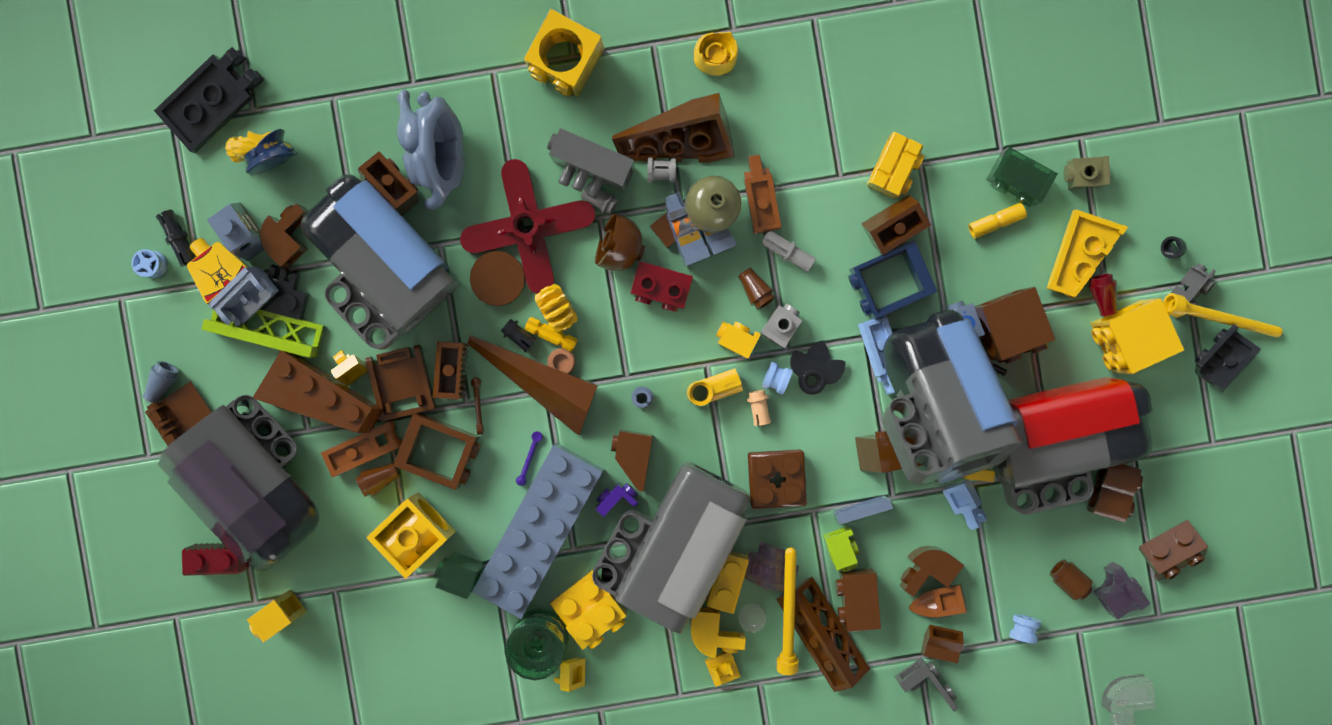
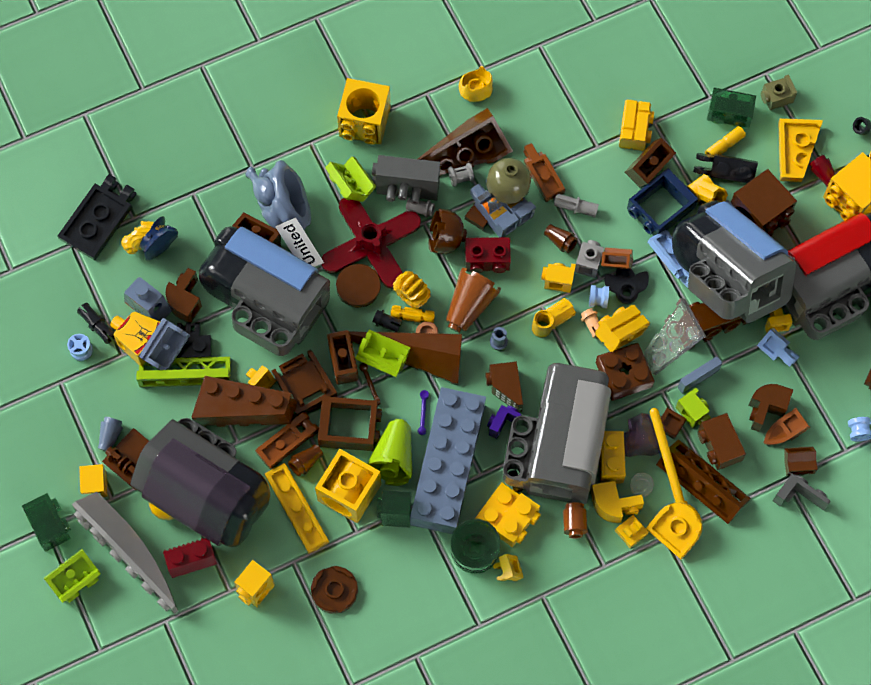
camera: 20 degrees left, 20 degrees down
(64, 468) = (47, 522): none -> clear green brick
(80, 542) = (73, 576): none -> lime bracket
(127, 436) = (93, 479): none -> yellow panel
(144, 525) = (125, 545): none -> light grey wedge
(353, 530) = (296, 508): none -> yellow tile
(370, 637) = (334, 589): none -> reddish brown tile
(436, 212) = (298, 242): none -> white sticker
(478, 503) = (394, 453): none -> lime cone
(499, 378) = (382, 353): none -> lime hinge
(523, 141) = (351, 179): none -> lime bracket
(622, 340) = (470, 299): none -> dark orange cone
(660, 643) = (575, 520): none -> dark orange brick
(773, 683) = (677, 527): none -> yellow tile
(790, 429) = (621, 327): none -> yellow brick
(810, 554) = (672, 422): none -> reddish brown tile
(814, 338) = (617, 258): none -> dark orange piece
(846, 465) = (674, 339): none -> clear wing
(950, 279) = (706, 190): none -> yellow piece
(987, 255) = (727, 167): none -> black hinge

